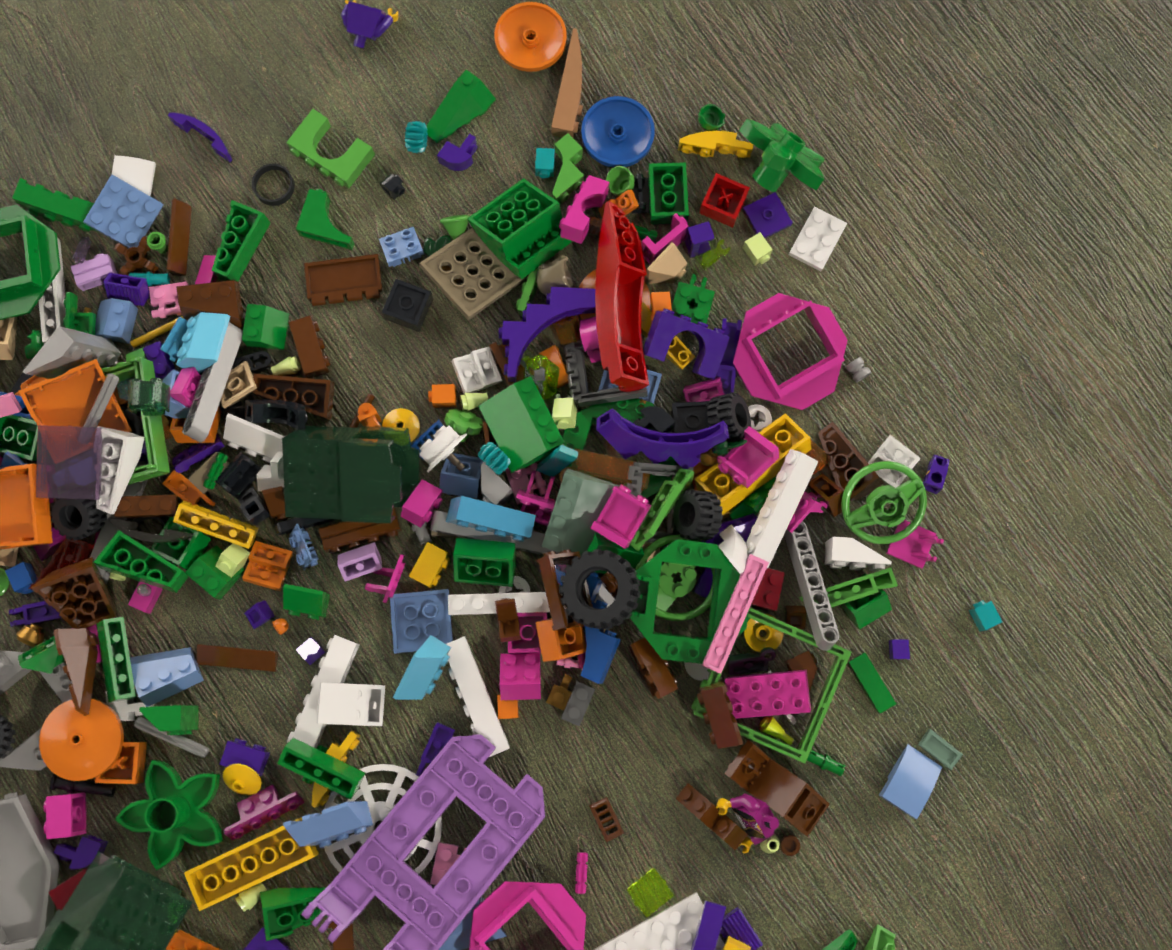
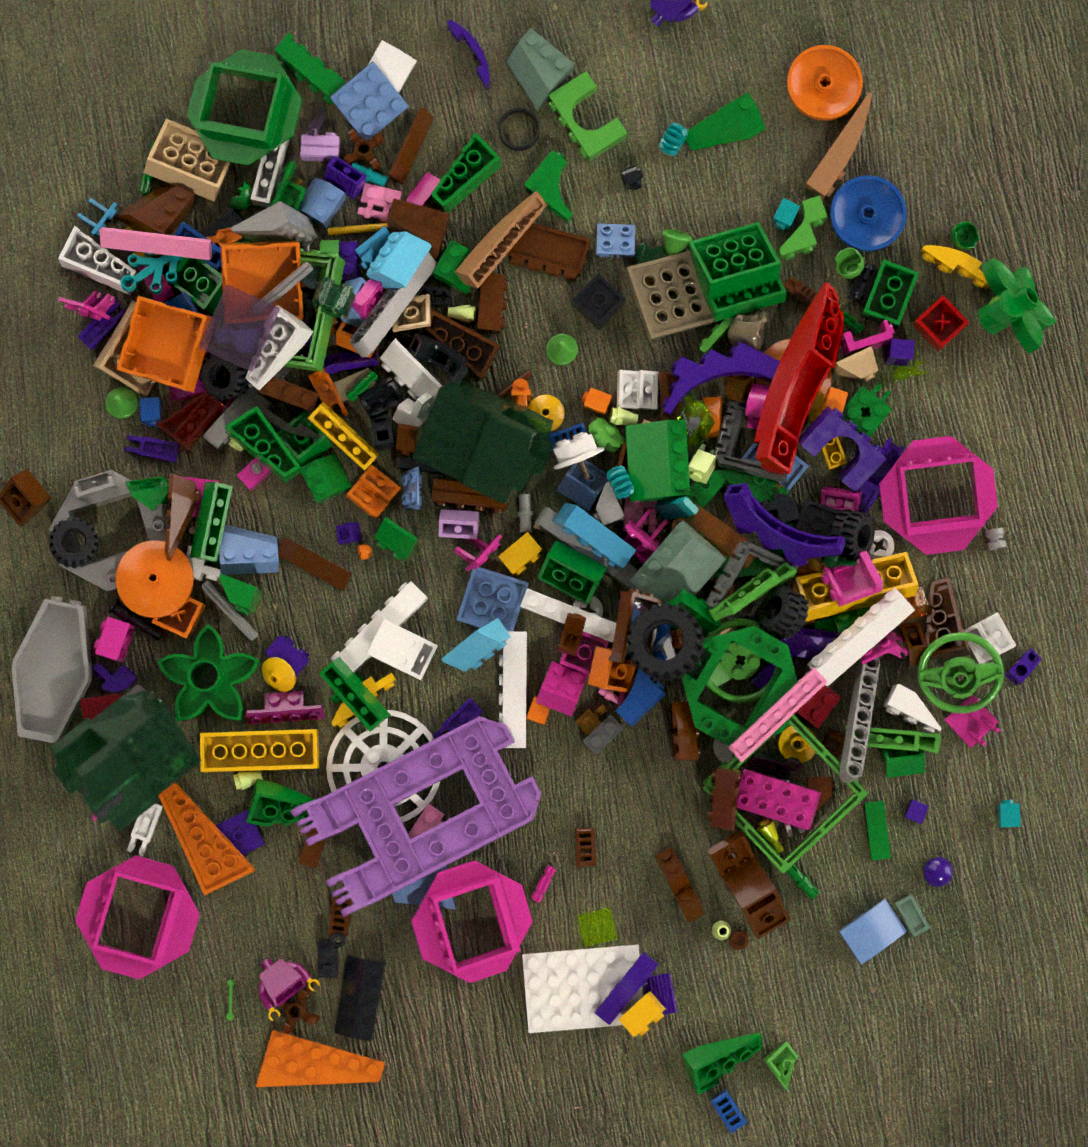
camera: 25 degrees right, 5 degrees up
(31, 635) = (140, 466): pearl gold cone -> none
(77, 594) = (199, 448): reddish brown wedge -> none
(157, 242) = (390, 139): bright green cone -> none
(232, 559) = (345, 474): yellowish green brick -> none
(268, 123) = (539, 67): none -> sand green wedge
(293, 287) = (499, 241): none -> medium nougat slope
(310, 650) = (382, 586): slope -> none
(332, 824) = (344, 747): medium blue wedge -> none
(392, 362) = (562, 349): none -> bright green hat
(421, 503) = (536, 494): dark pink brick -> none
(458, 158) = (703, 175): dark purple brick -> none
(592, 194) = (817, 265): dark pink arch -> none
(621, 516) = (713, 584): dark pink panel -> none
(626, 202) = (844, 286): orange slope -> none
(734, 548) = (803, 656): white slope -> none
(754, 817) = (717, 900): magenta torso -> none
(757, 249) = (952, 384): yellowish green brick -> none
(767, 215) = (976, 354): dark purple plate -> none
(817, 239) = (1014, 397): white plate -> none
(945, 697) = (938, 871): none -> dark purple hair

